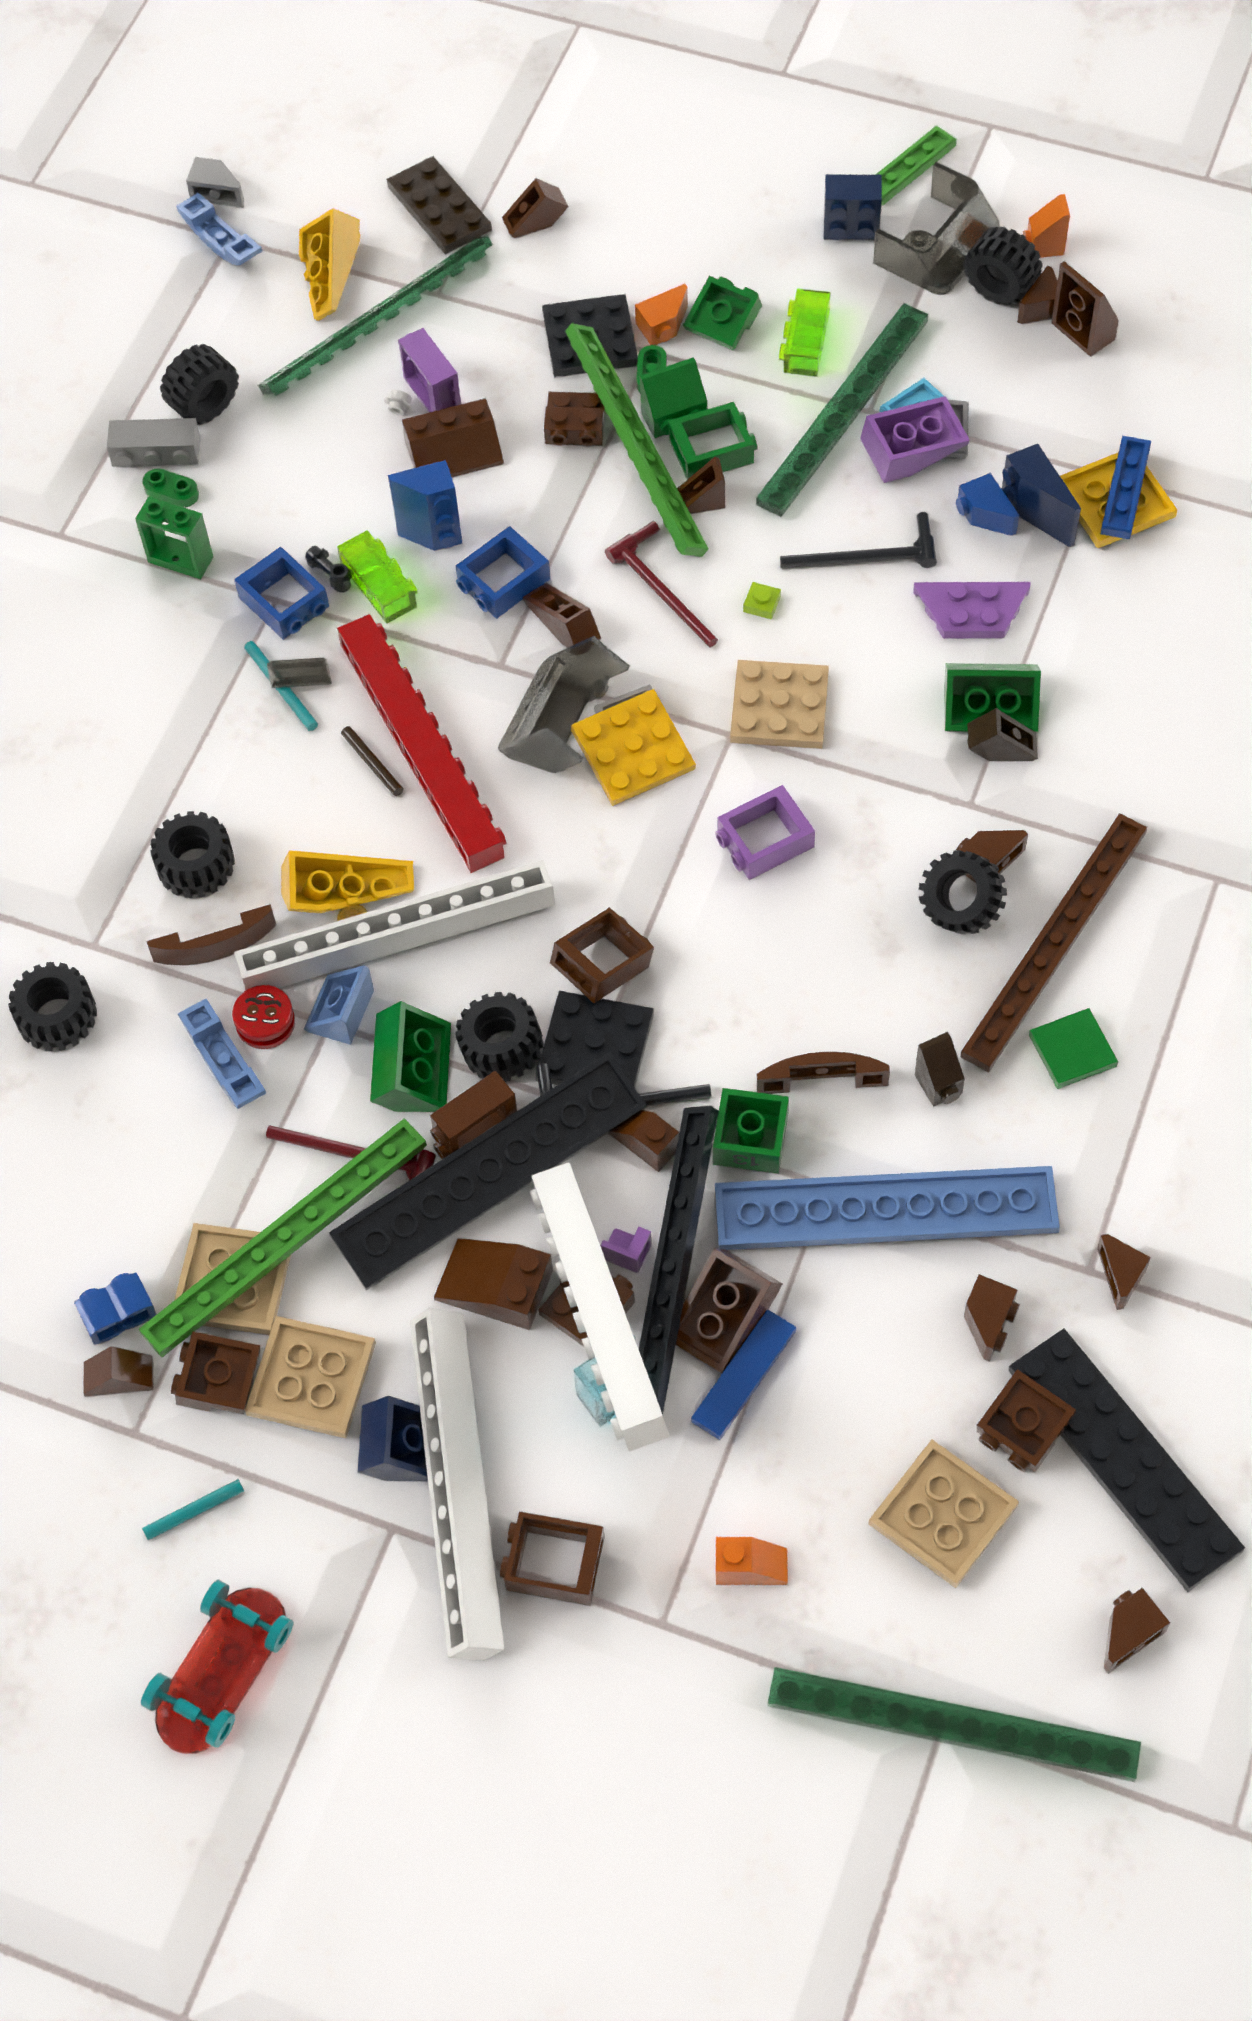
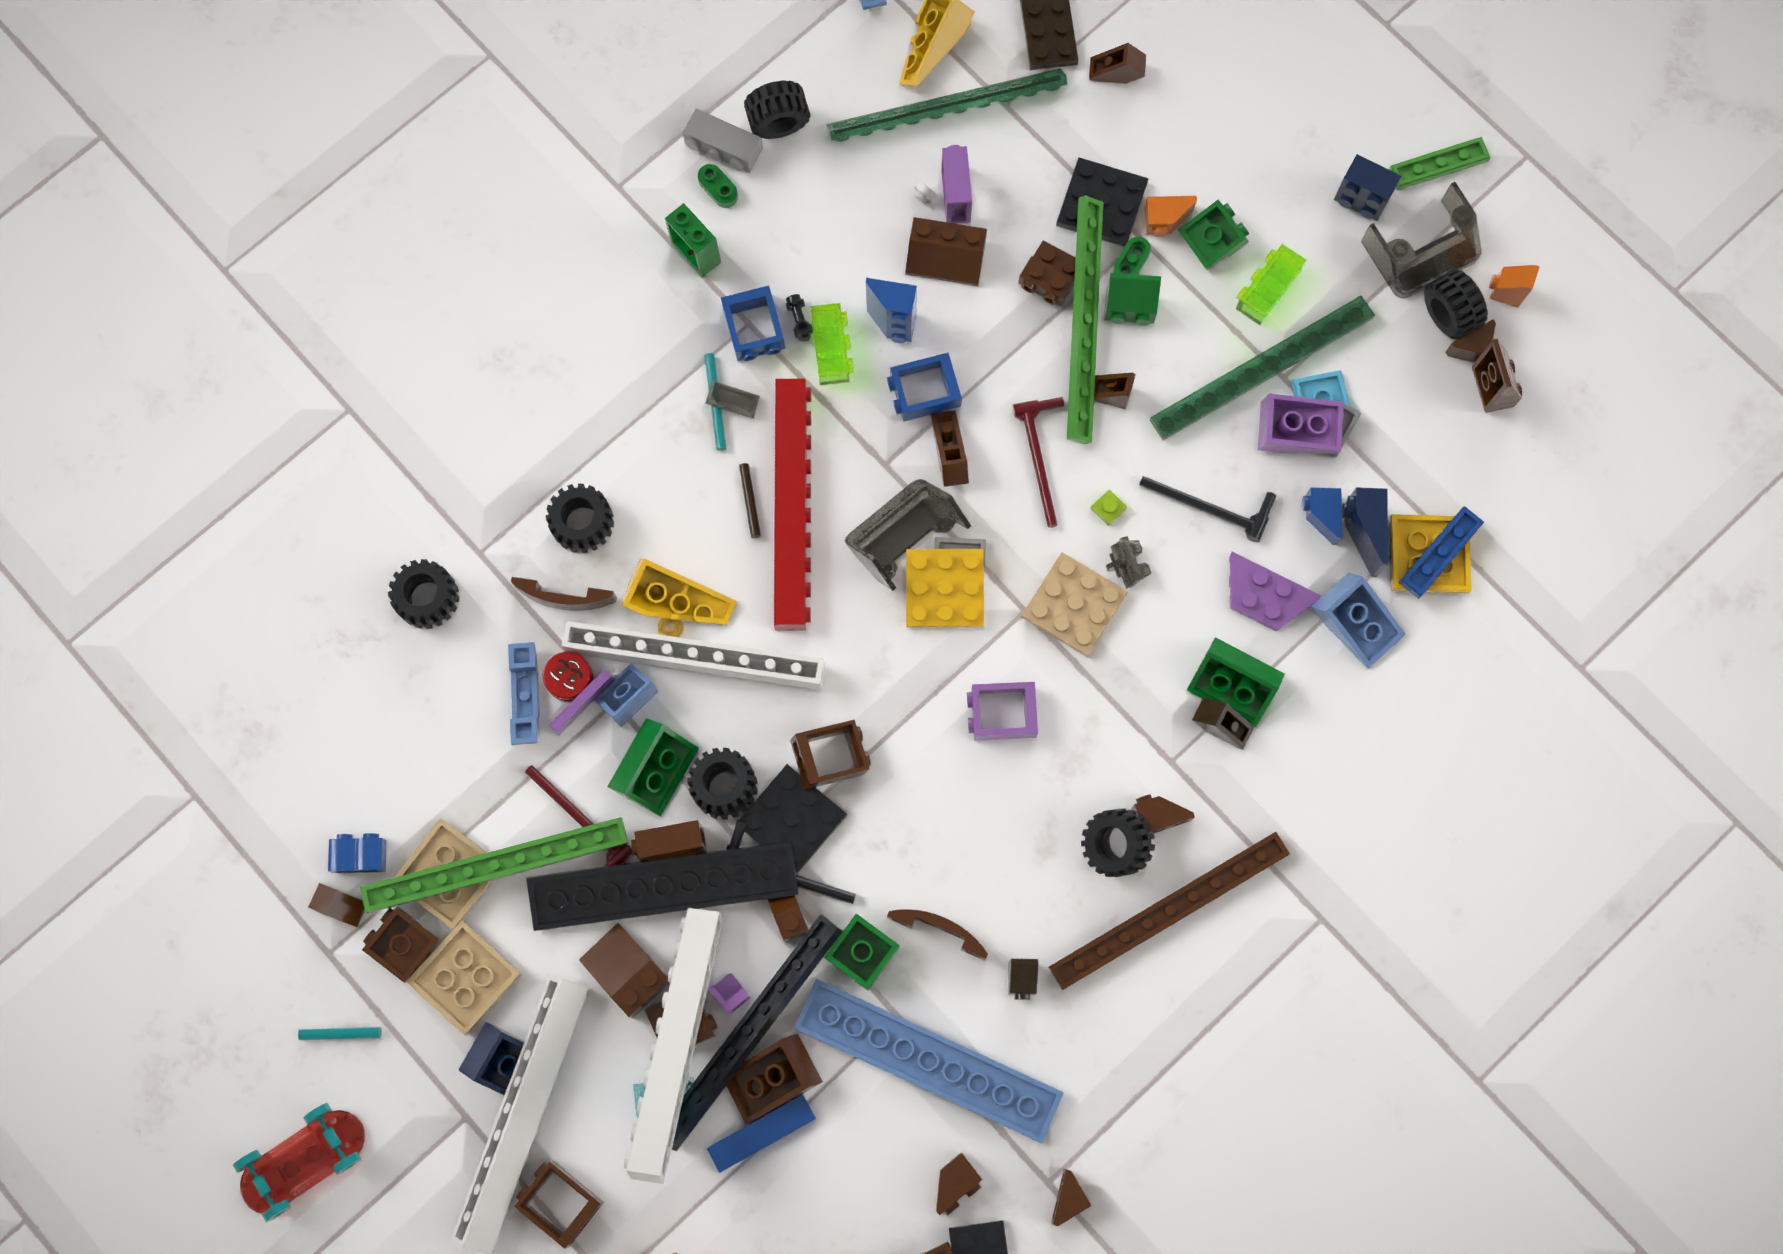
camera: 25 degrees right, 15 degrees up
(293, 1034) = (581, 702): none -> medium lavender tile
(708, 420) = (1144, 369): green window -> none
(812, 639) = (1125, 562): none -> clear smoke hips
(1073, 1048) = (1134, 1003): green tile -> none
(1080, 584) = (1359, 619): none -> medium blue slope

